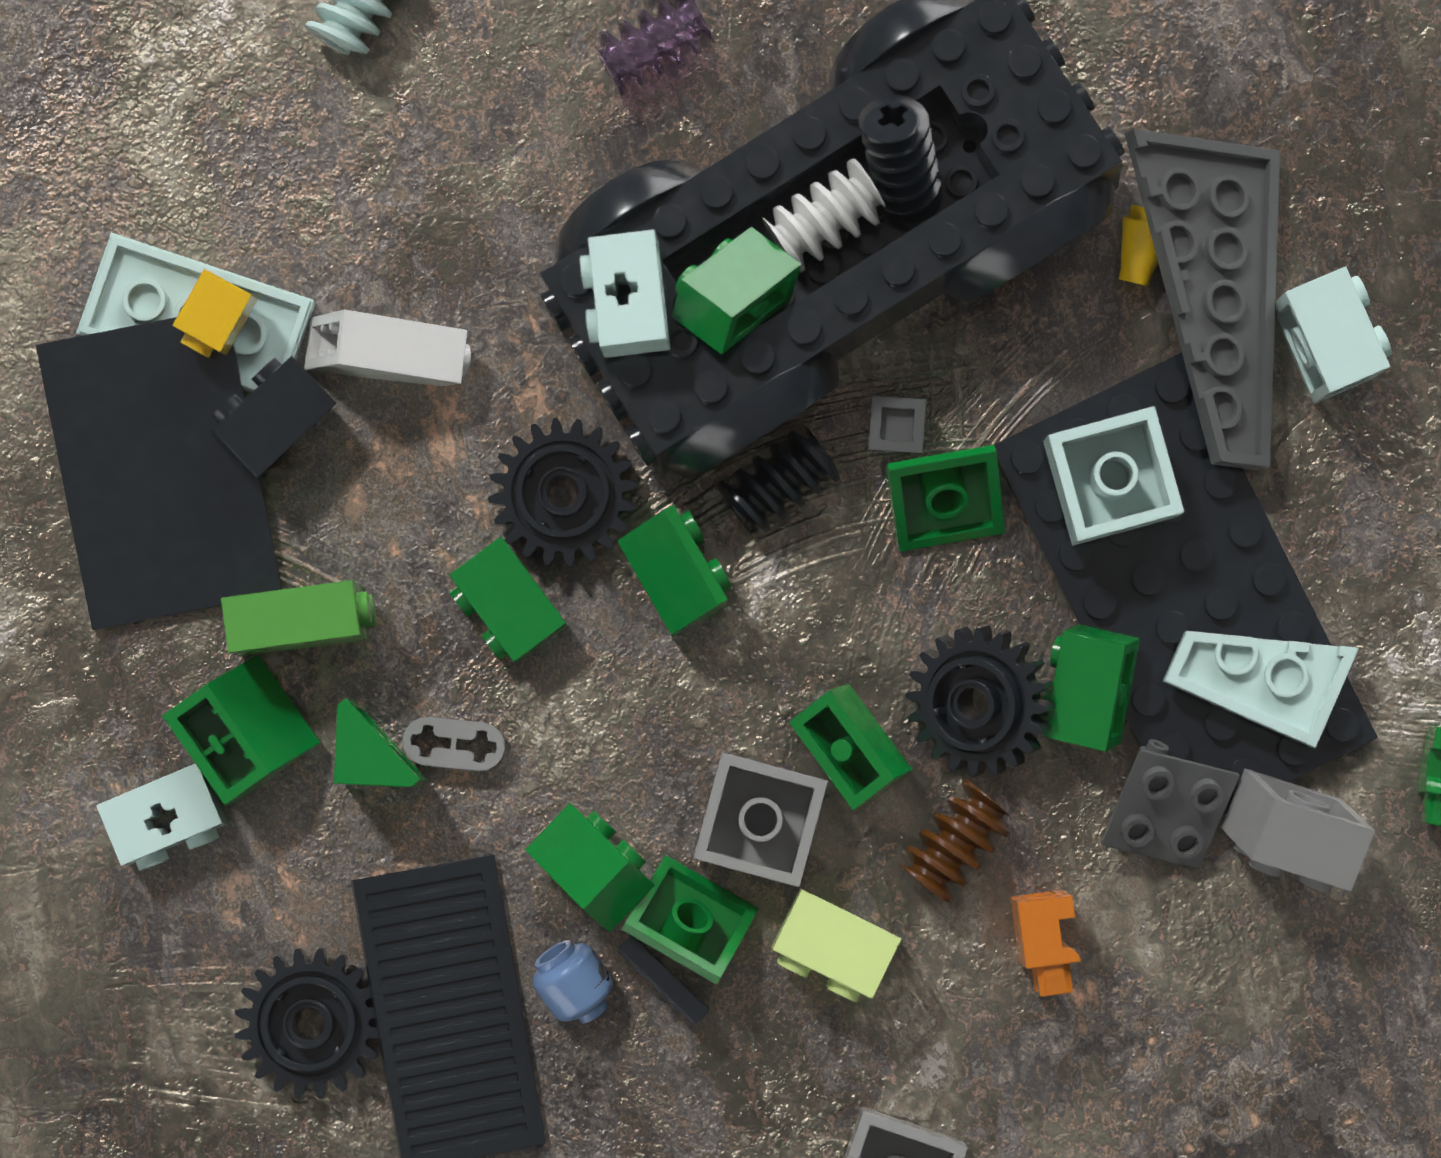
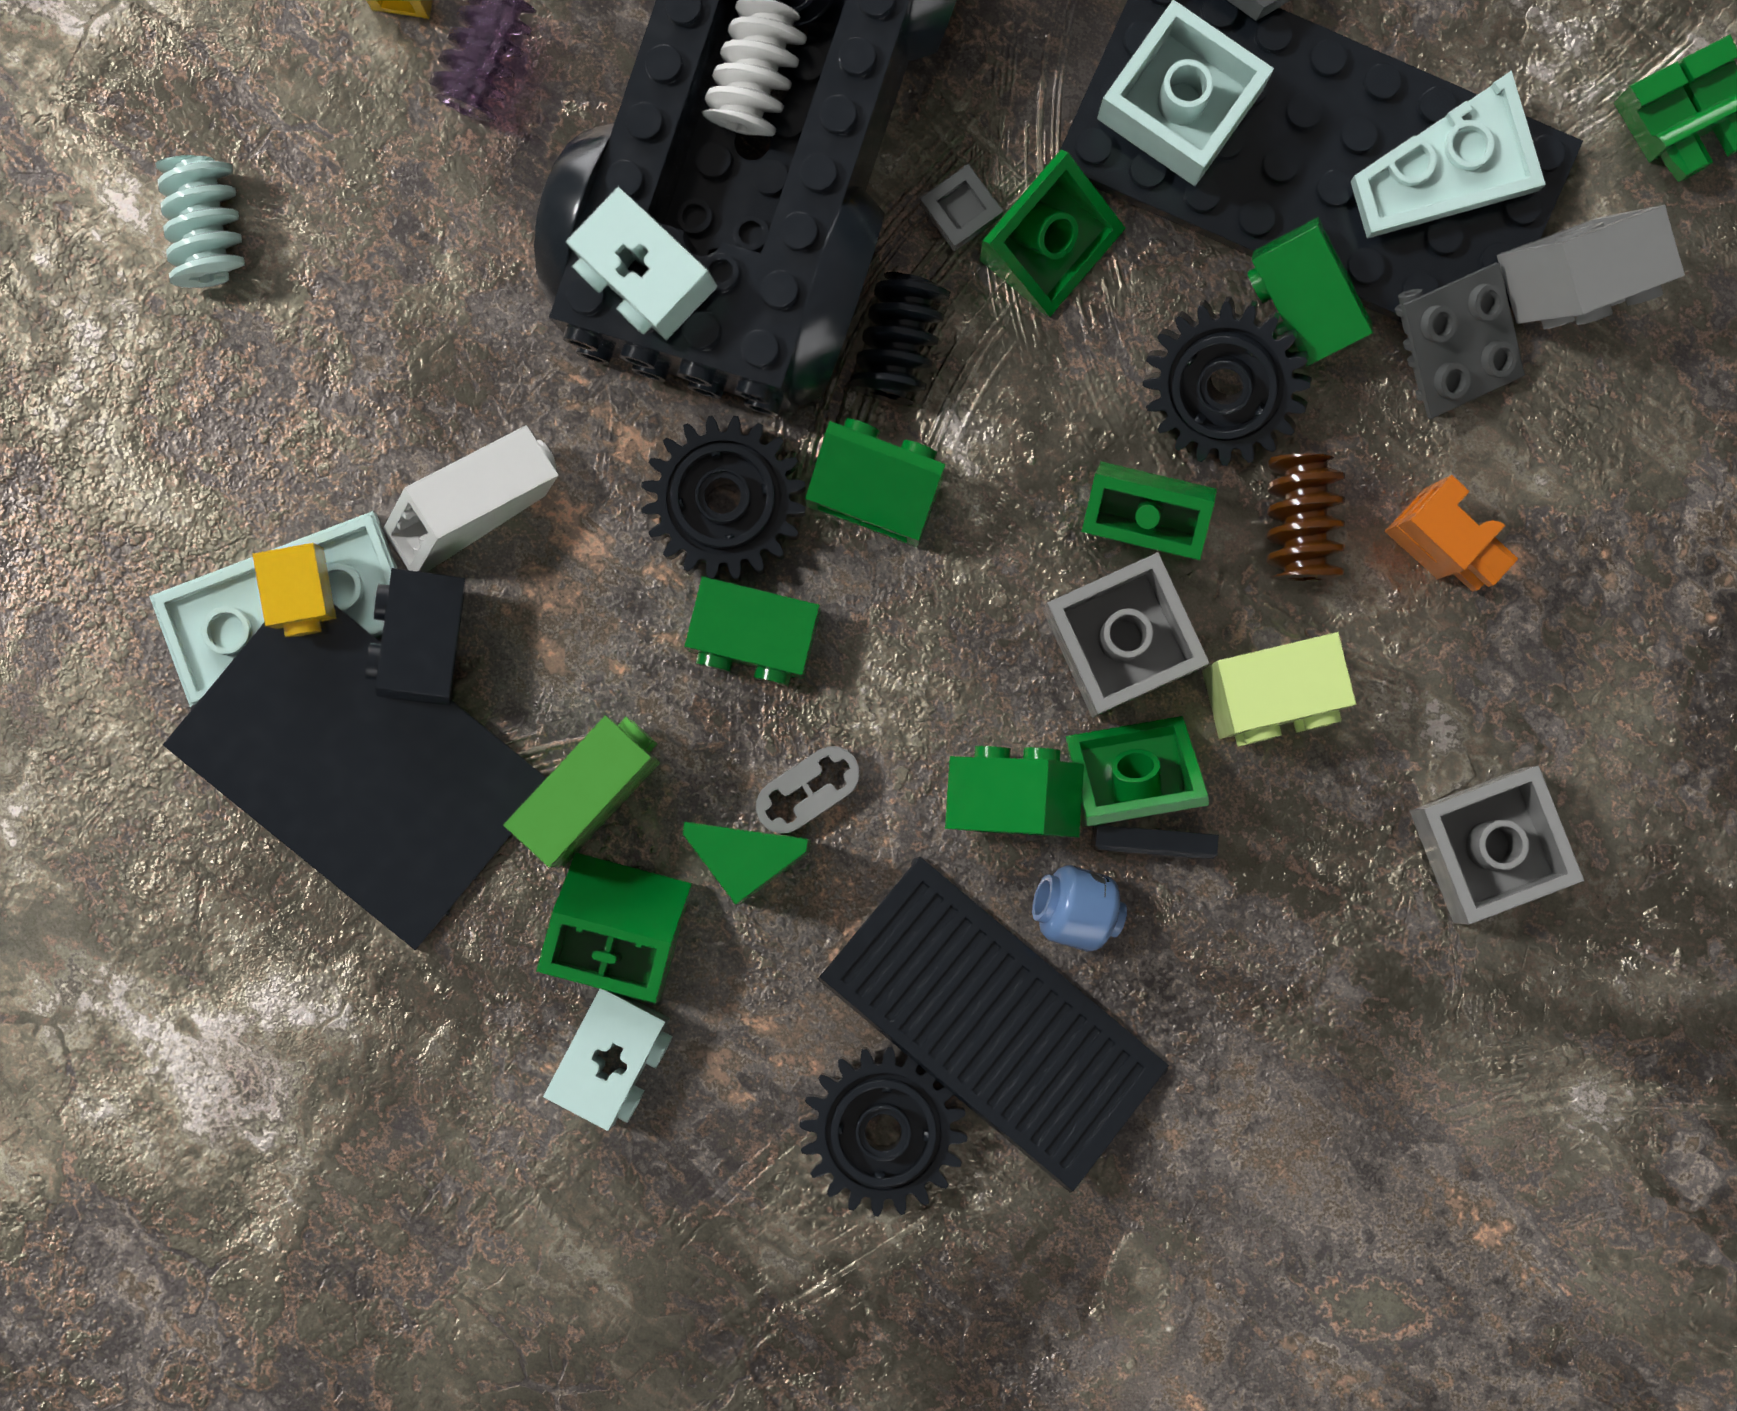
camera: 40 degrees left, 0 degrees up
(735, 289) = (730, 188): brick -> none

